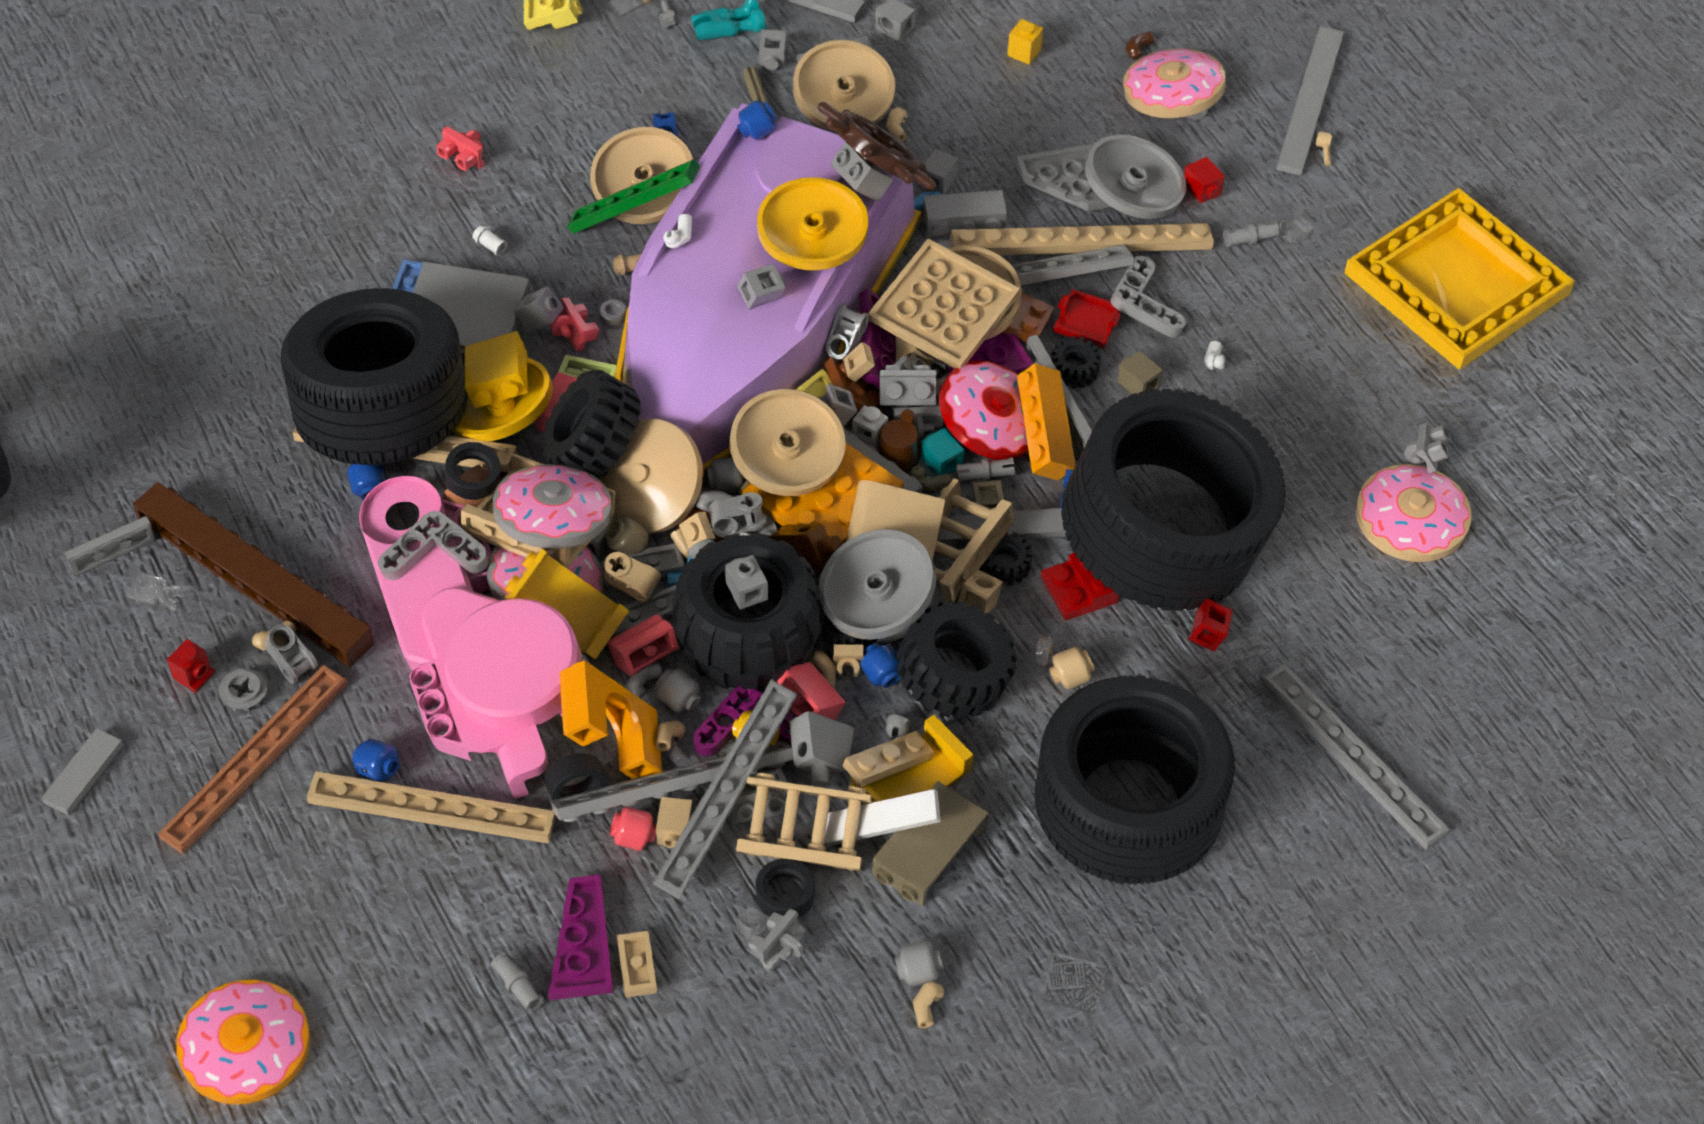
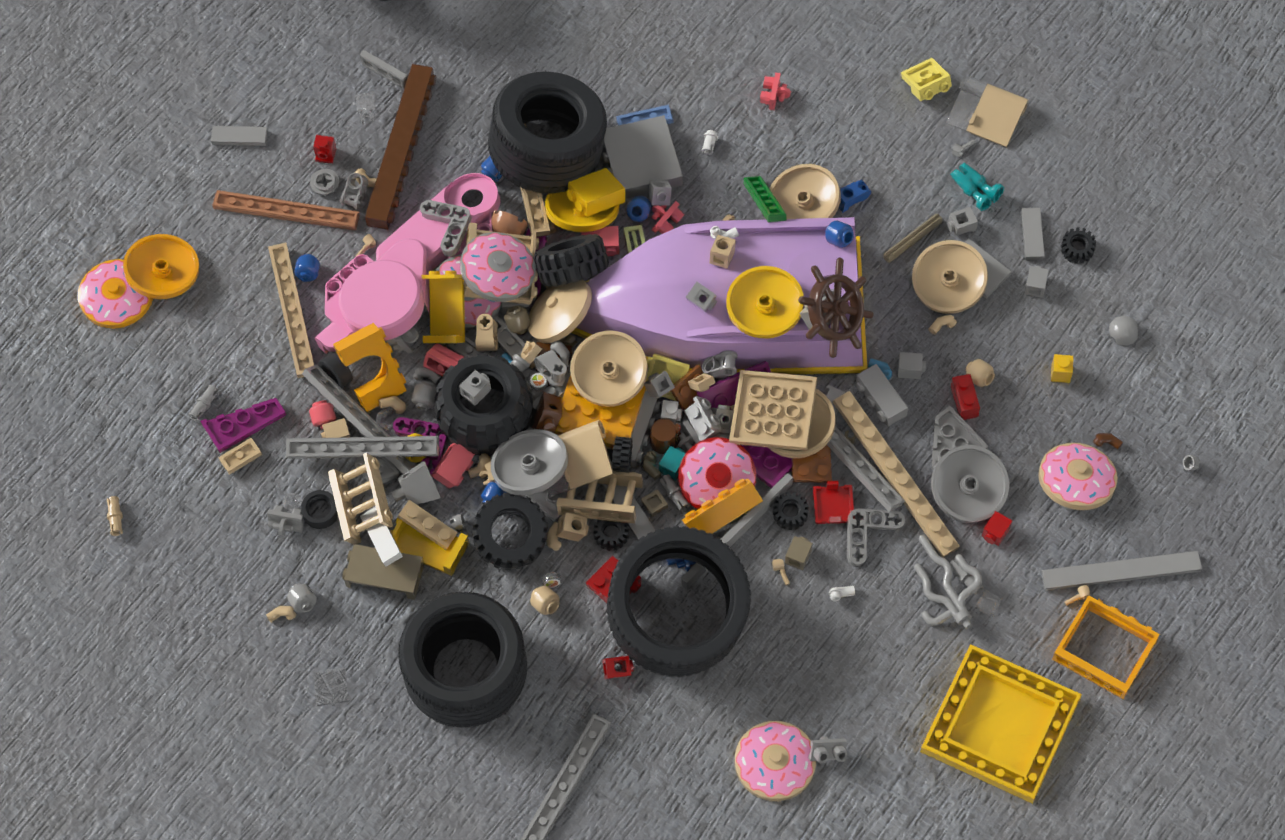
camera: 70 degrees right, 10 degrees up
(246, 951) = (161, 266): none -> light orange dish
(381, 670) = (369, 243): none -> tan hand
(477, 451) = (506, 201): black tyre -> none
(544, 343) = (639, 208): none -> blue head
(709, 239) = (722, 251): none -> tan brick
(918, 477) = (622, 454): none -> black tyre
(987, 114) = (981, 372): none -> tan head
(1012, 137) = (965, 397): none -> red brick
(1284, 253) = (957, 606): none -> light grey plant
(1458, 157) = (1091, 672): none -> light orange window

